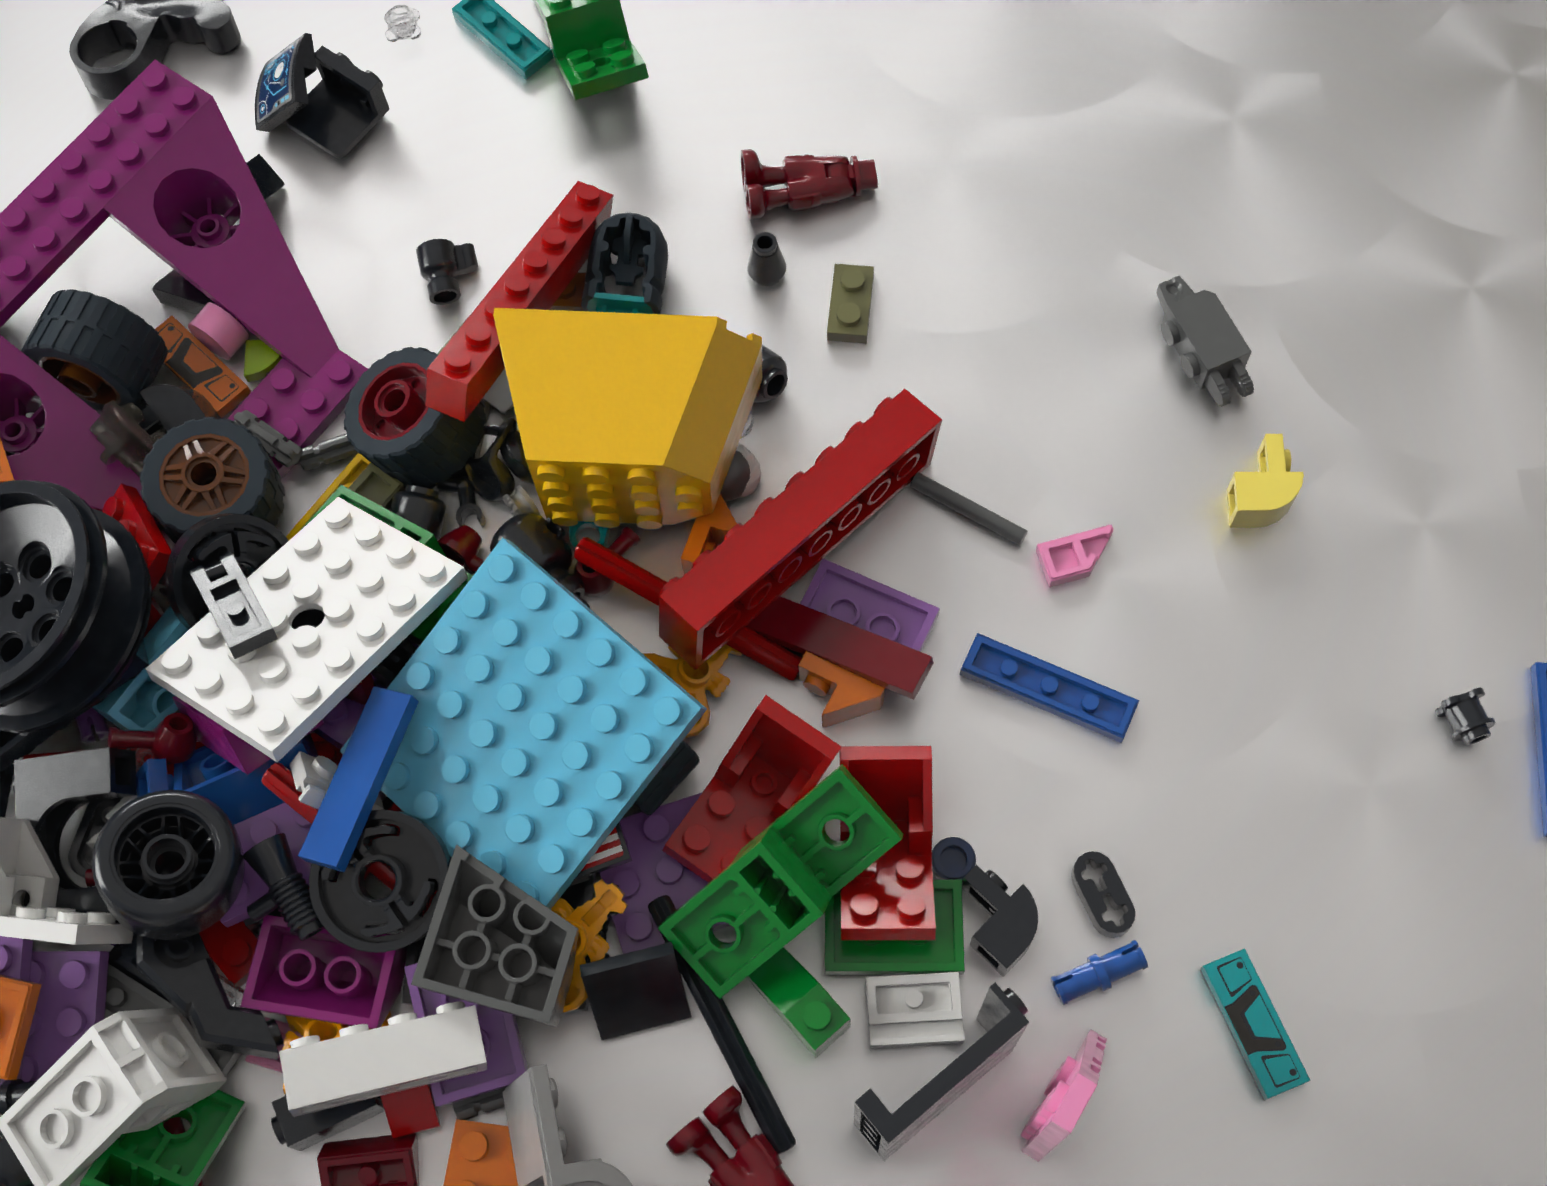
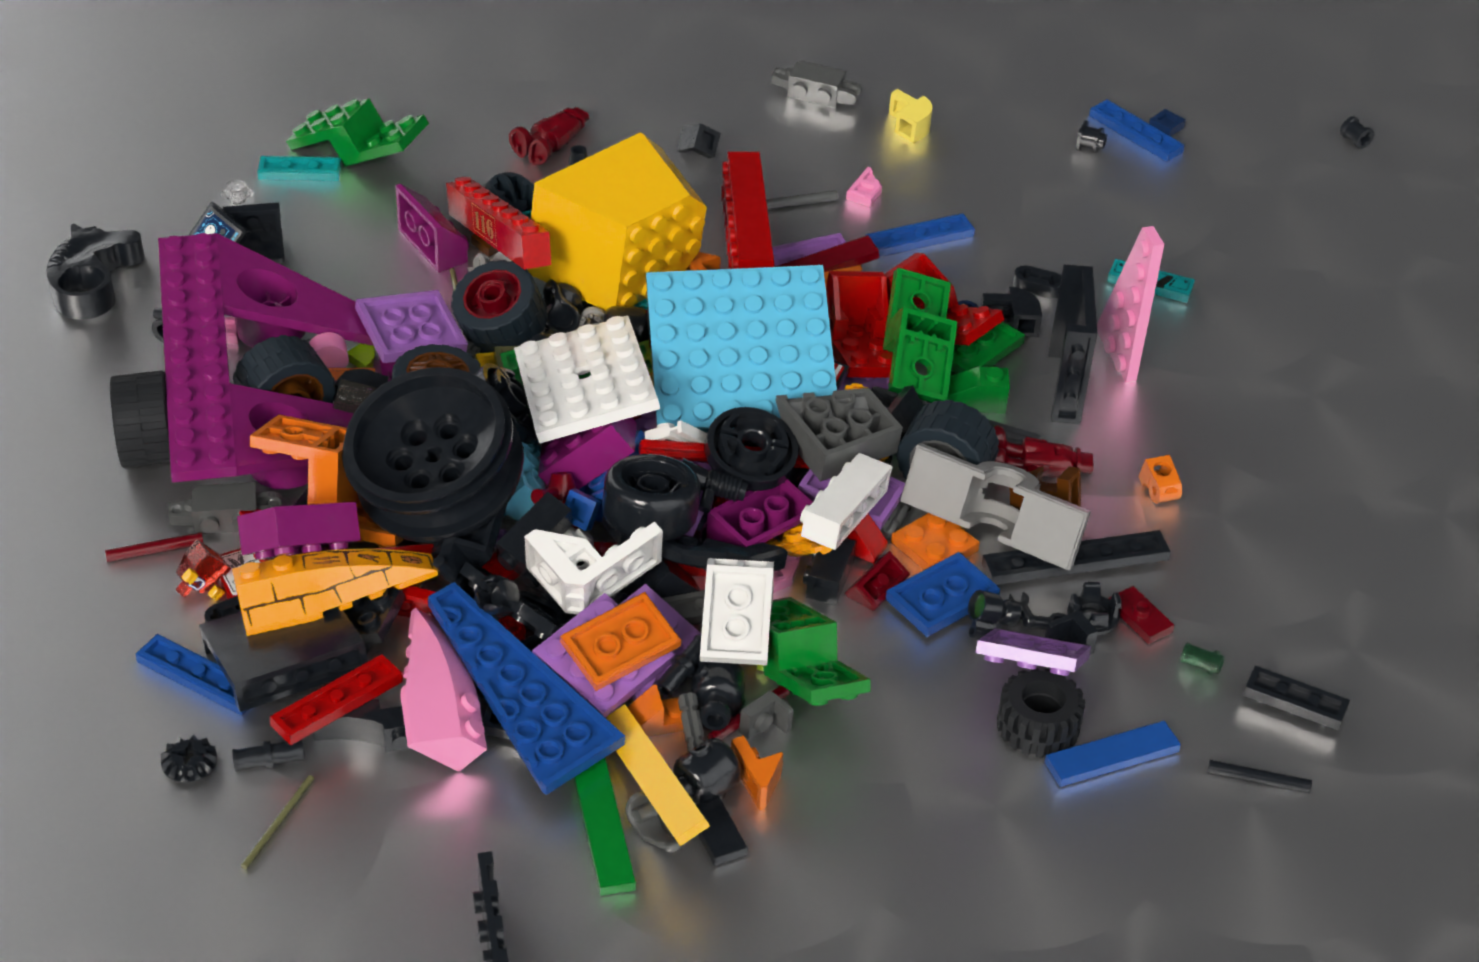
camera: 55 degrees left, 25 degrees down
(233, 606) = (546, 380): plate -> none
(308, 363) = (408, 321): none -> medium lavender plate
(358, 779) = (697, 406): blue tile -> none
(440, 262) = (413, 264): black piece -> none
(500, 223) = (429, 230): none -> magenta slope
(609, 1085) = (951, 429): none -> black wheel
(914, 1010) = (1025, 362): white plate -> none
(951, 324) = (699, 139): none -> black panel

